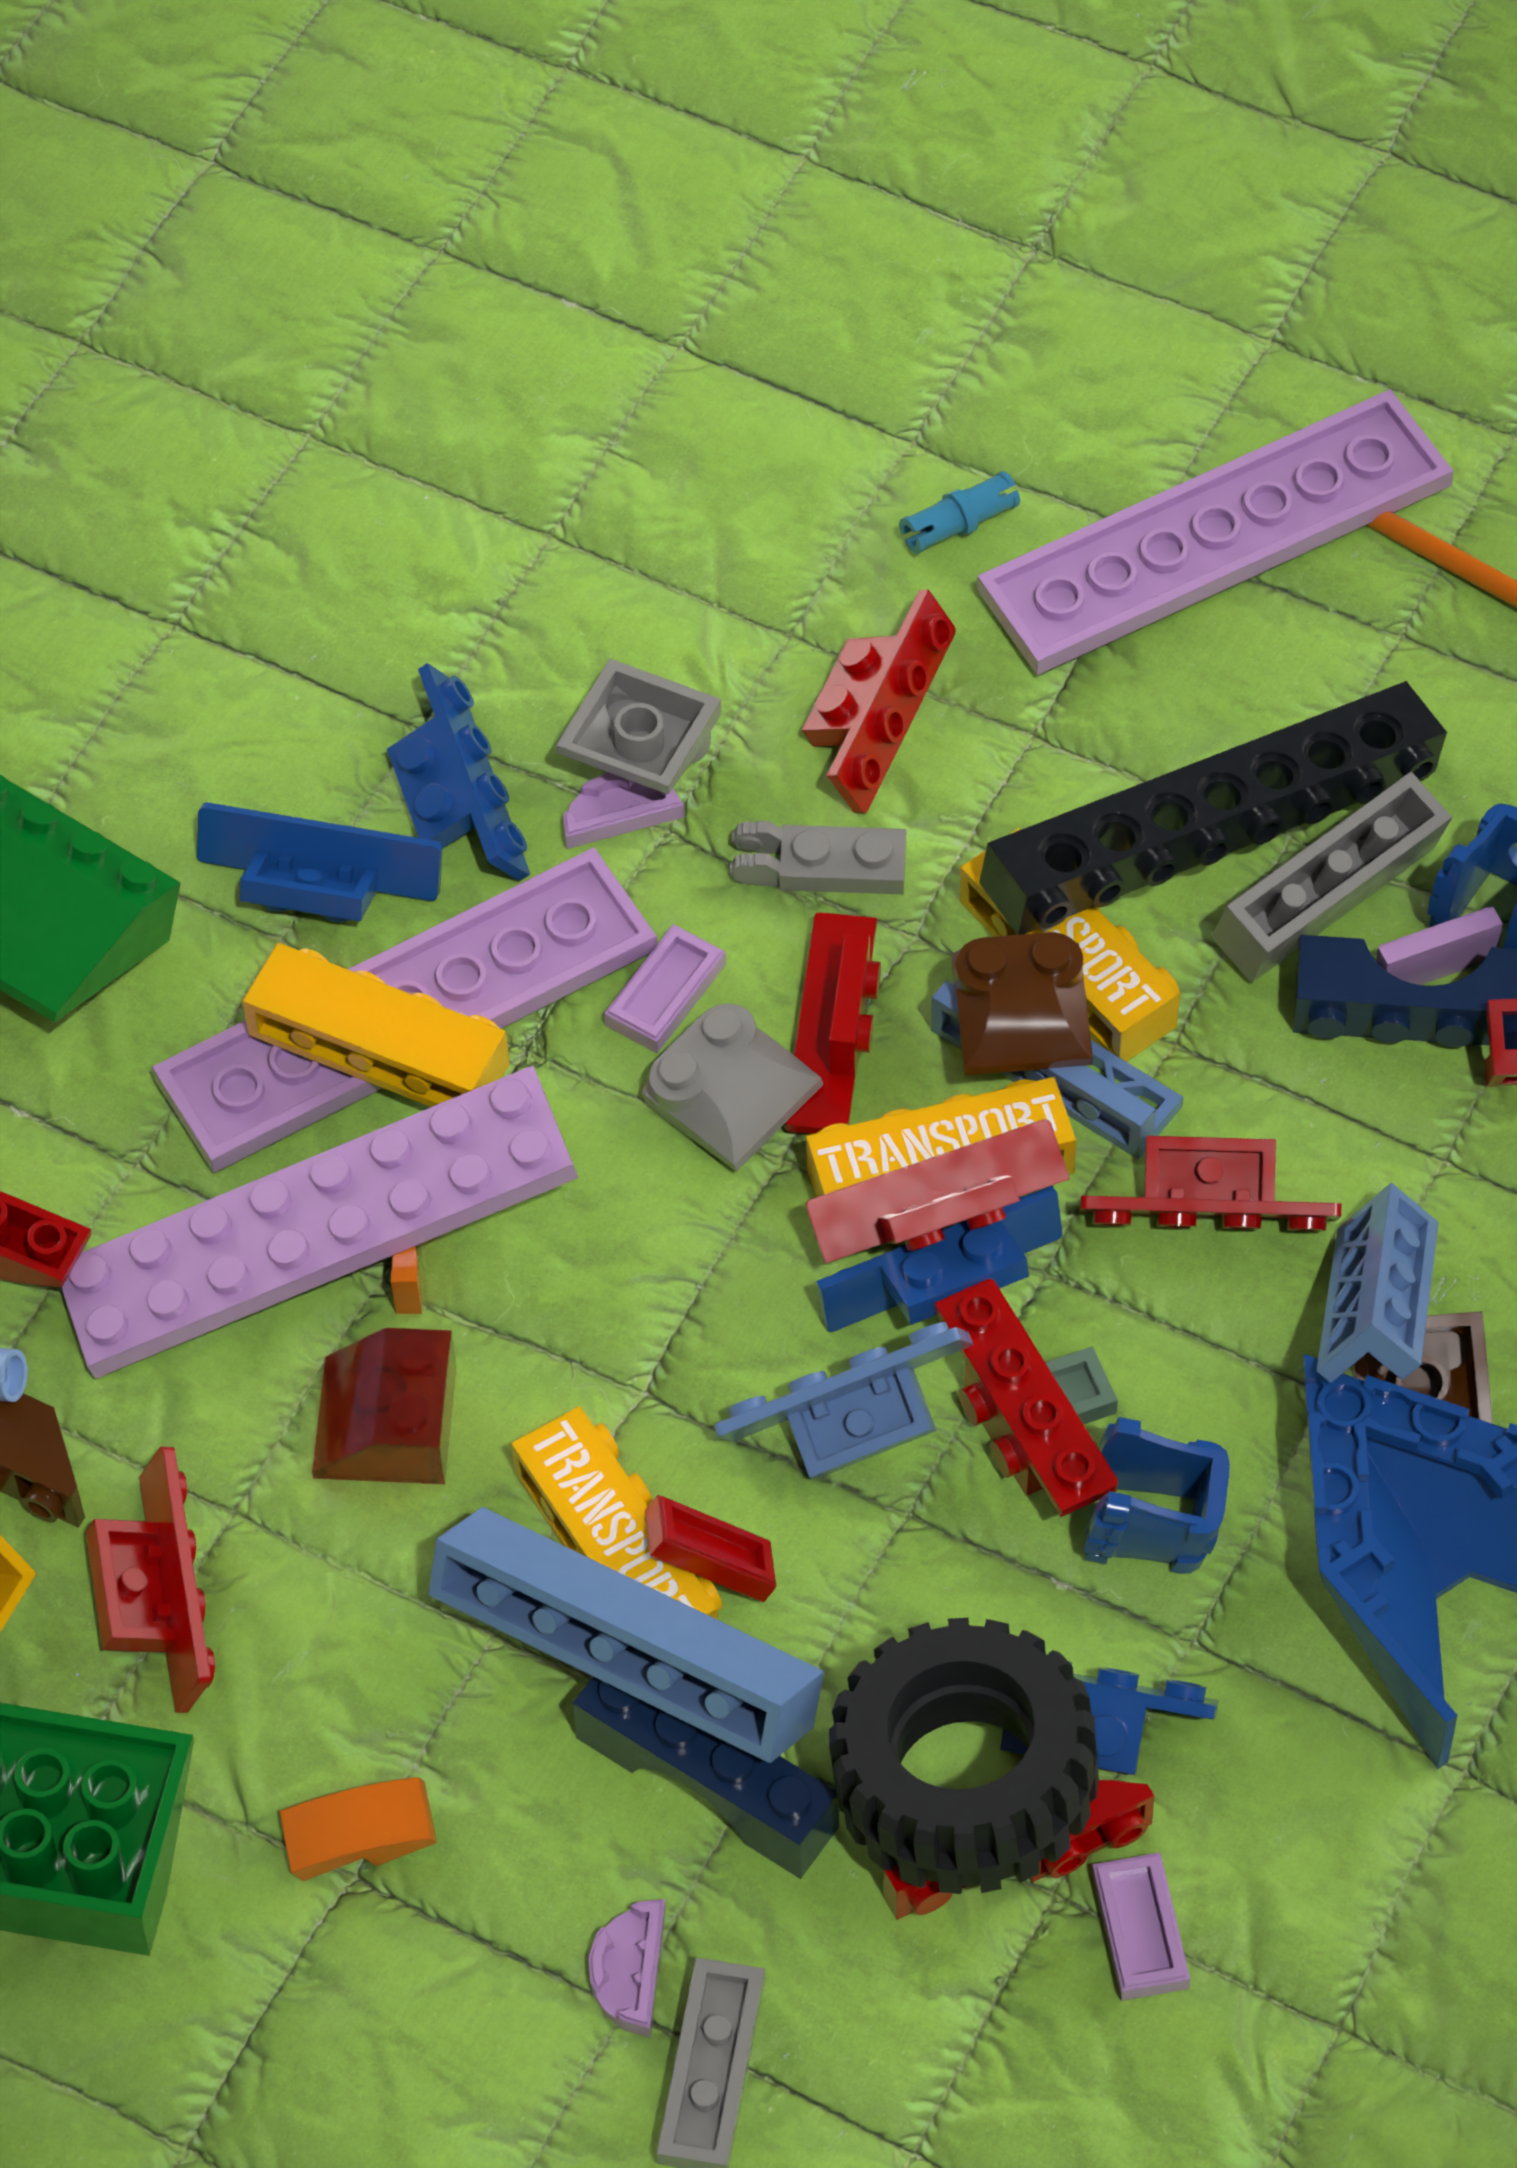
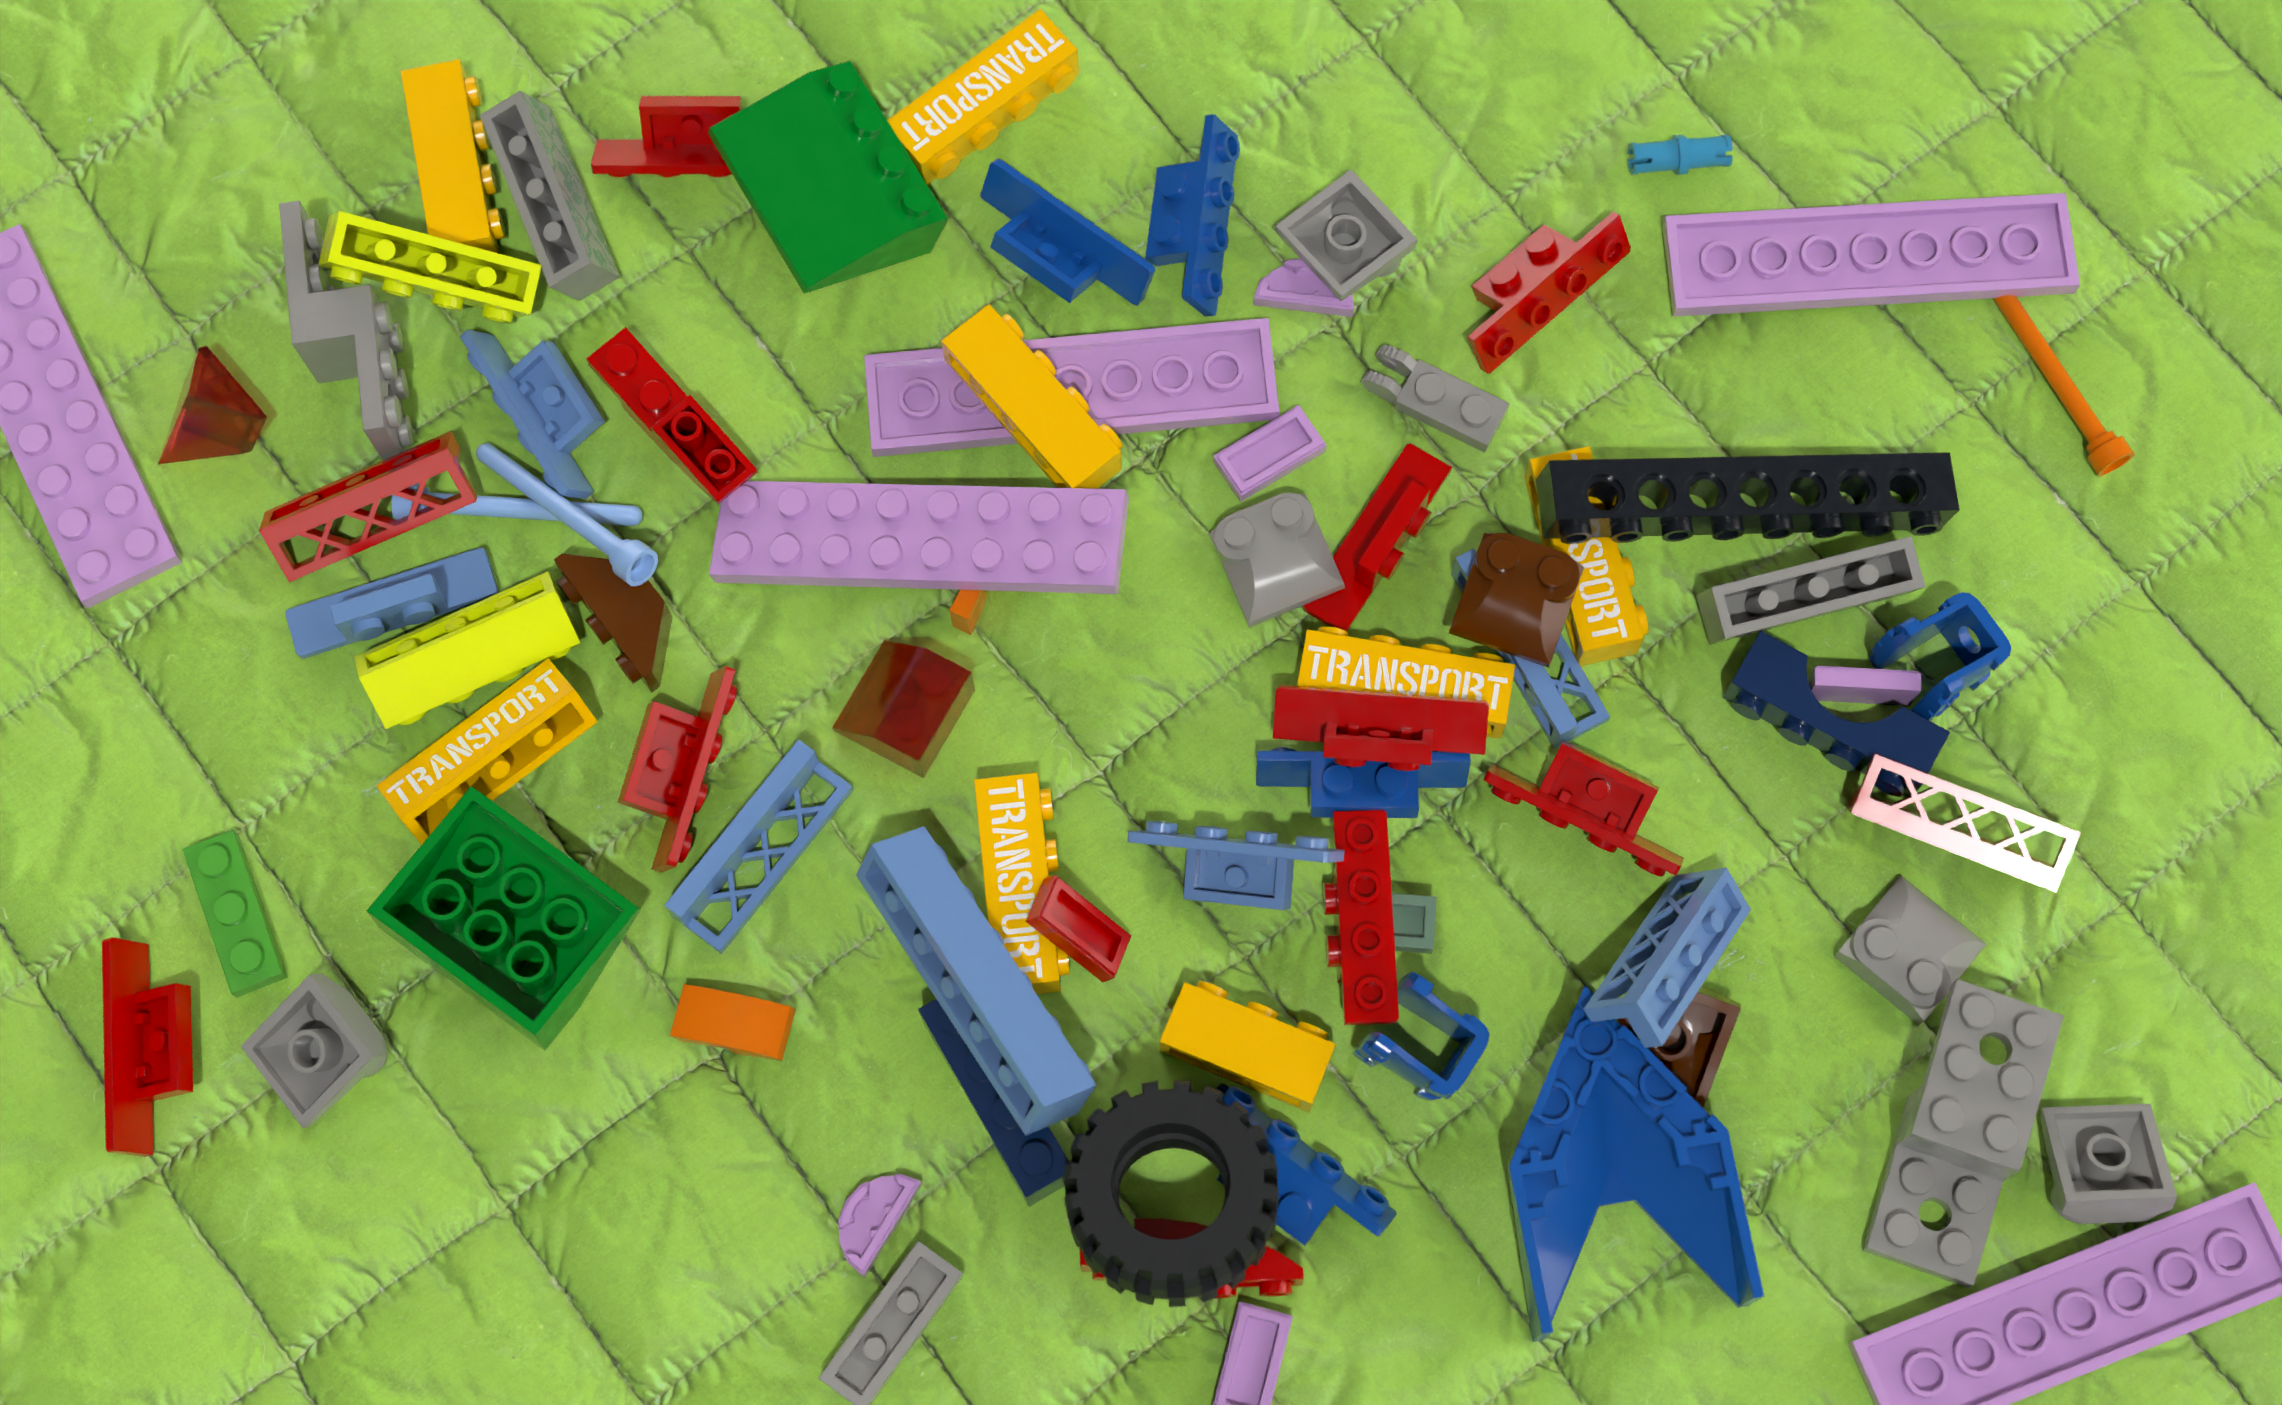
camera: 25 degrees right, 15 degrees up
(158, 744) = (986, 96): none -> yellow brick
(268, 1624) = (744, 834): none -> medium blue fence
(963, 1579) = (1247, 1045): none -> yellow brick

